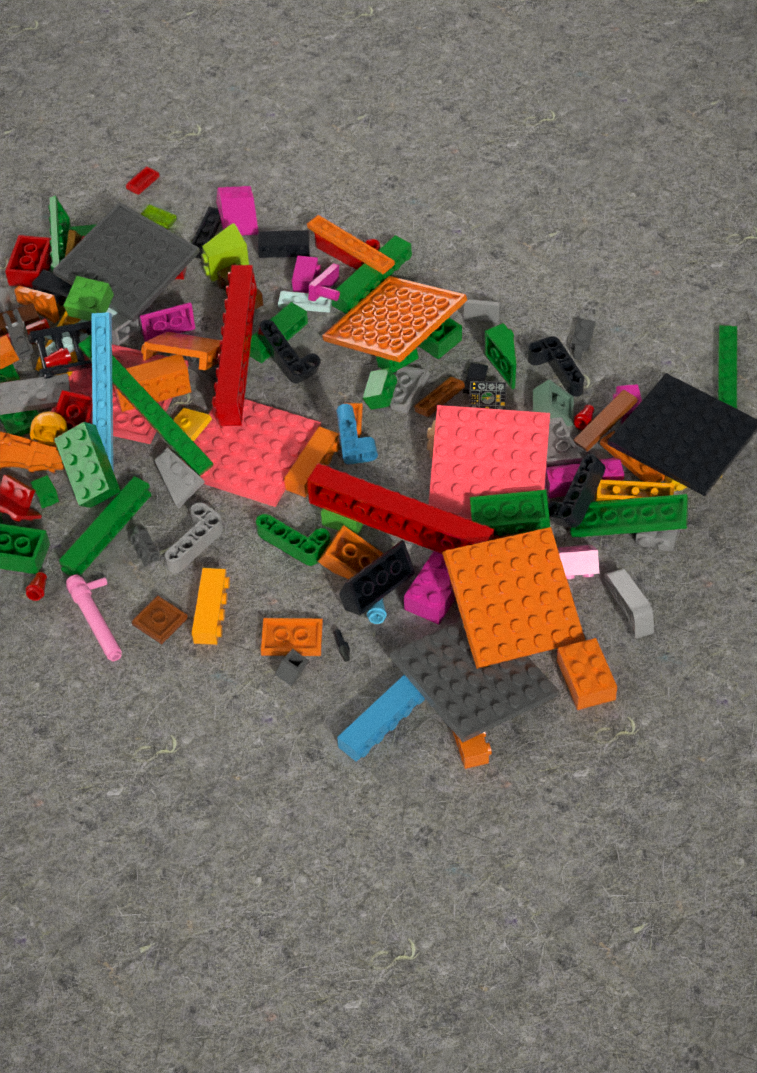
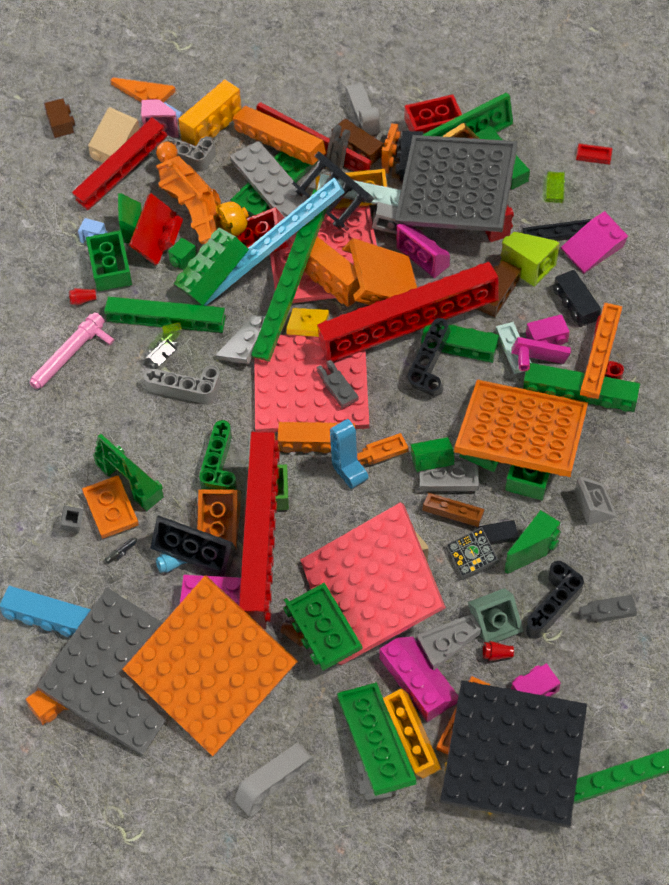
camera: 65 degrees right, 5 degrees up
(58, 358) = (309, 185): red cone -> none
(88, 297) = (389, 176): bright green brick -> none
(131, 523) = (171, 329): none -> clear neon green tile
(159, 619) = (86, 399): dark orange plate -> none
(209, 606) = (116, 427): light orange brick -> none
(265, 595) = (111, 458): none -> green wedge
(269, 426) = (337, 385): none -> dark grey hinge
(579, 495) = (377, 679): black beam -> none
(579, 560) = (305, 710): slope -> none
(586, 674) = (169, 770): orange brick -> none
(605, 420) = (496, 670): dark orange tile -> none

